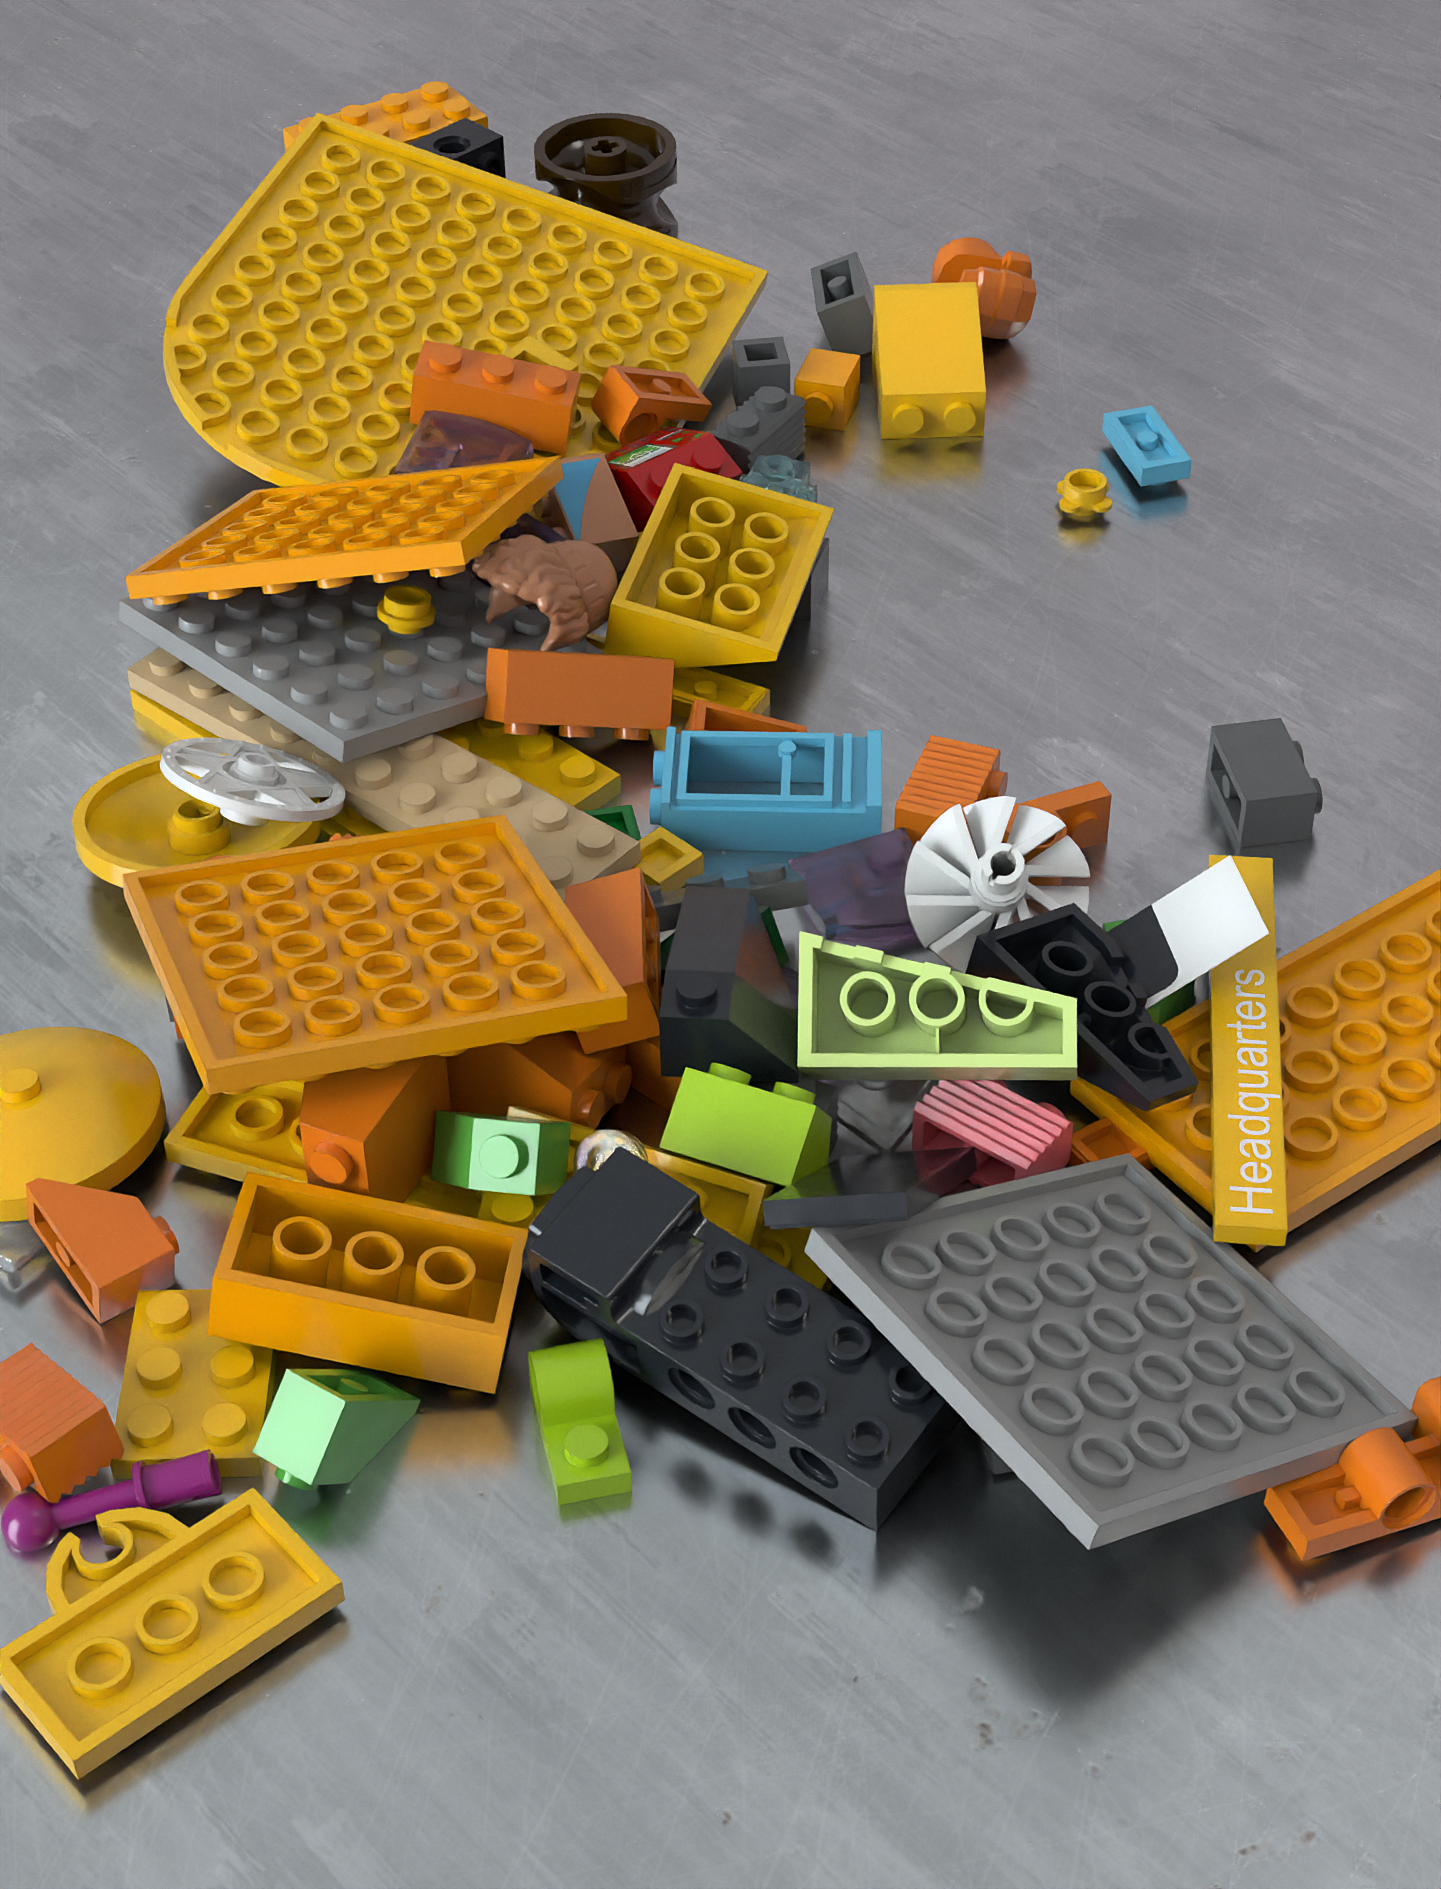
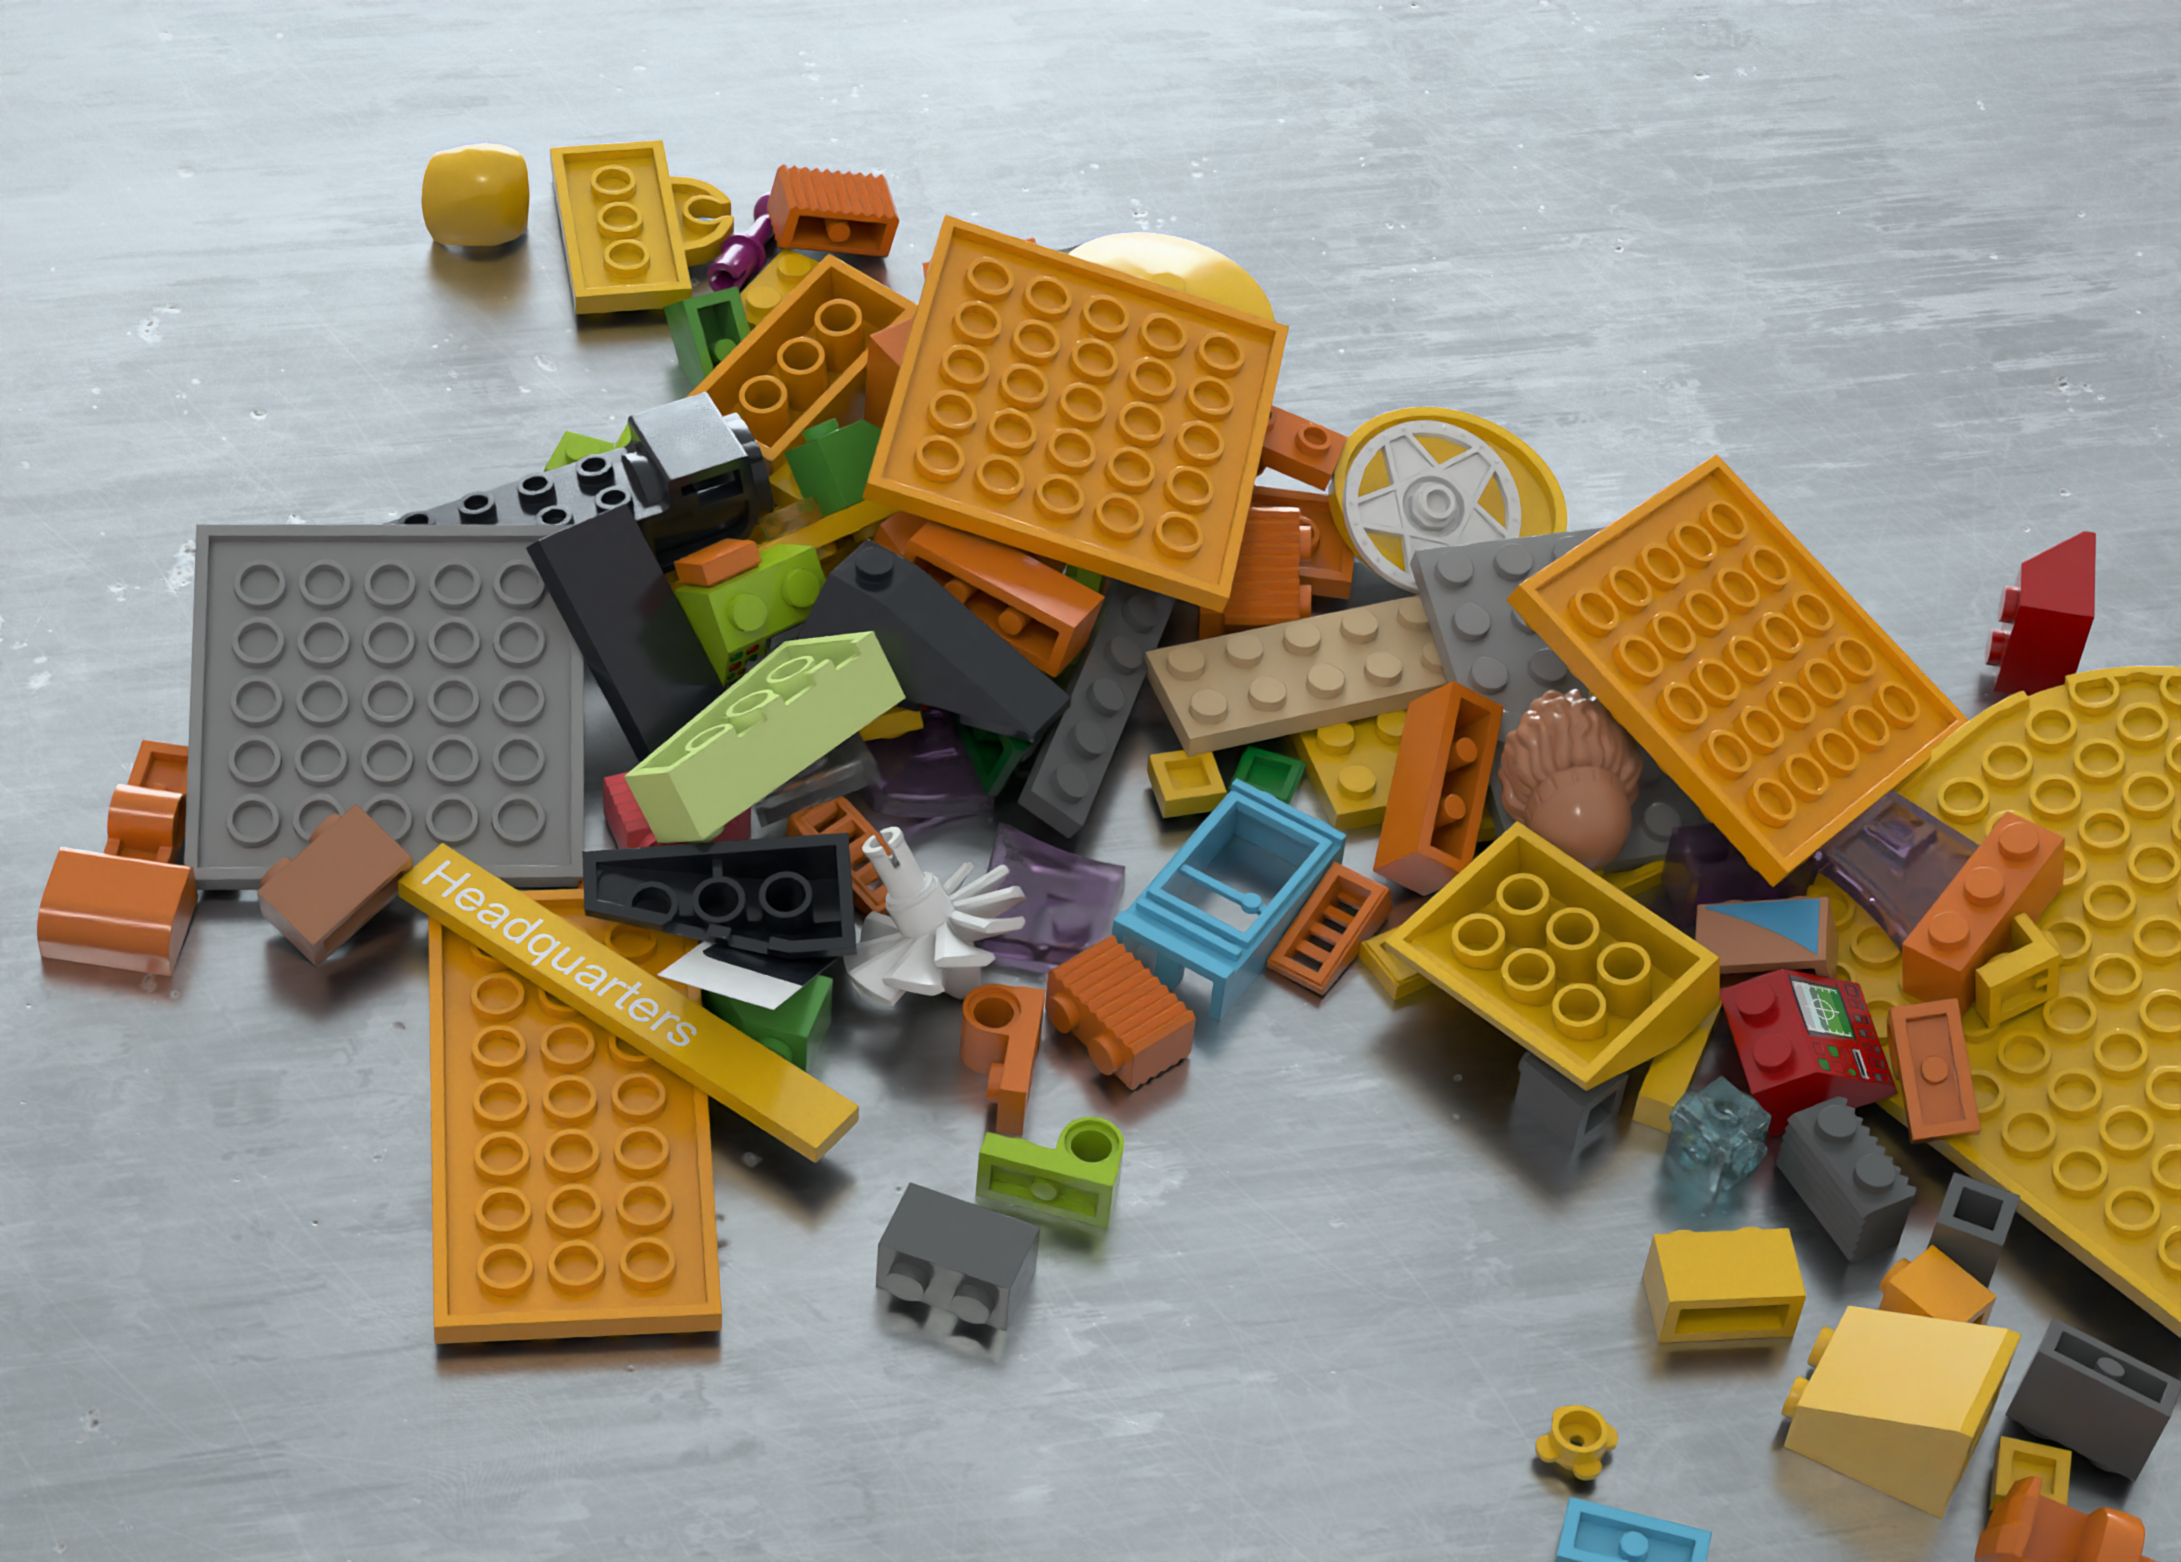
camera: 115 degrees right, 5 degrees up
(93, 484) = (2045, 618): none -> red slope
(219, 1754) = (476, 195): none -> yellow piece
(750, 1141) = (718, 562): none -> orange tile
(900, 467) = (1723, 1285): none -> yellow brick
(1130, 761) = (1071, 1181): none -> lime plate
(1329, 1278) = (333, 883): none -> nougat brick

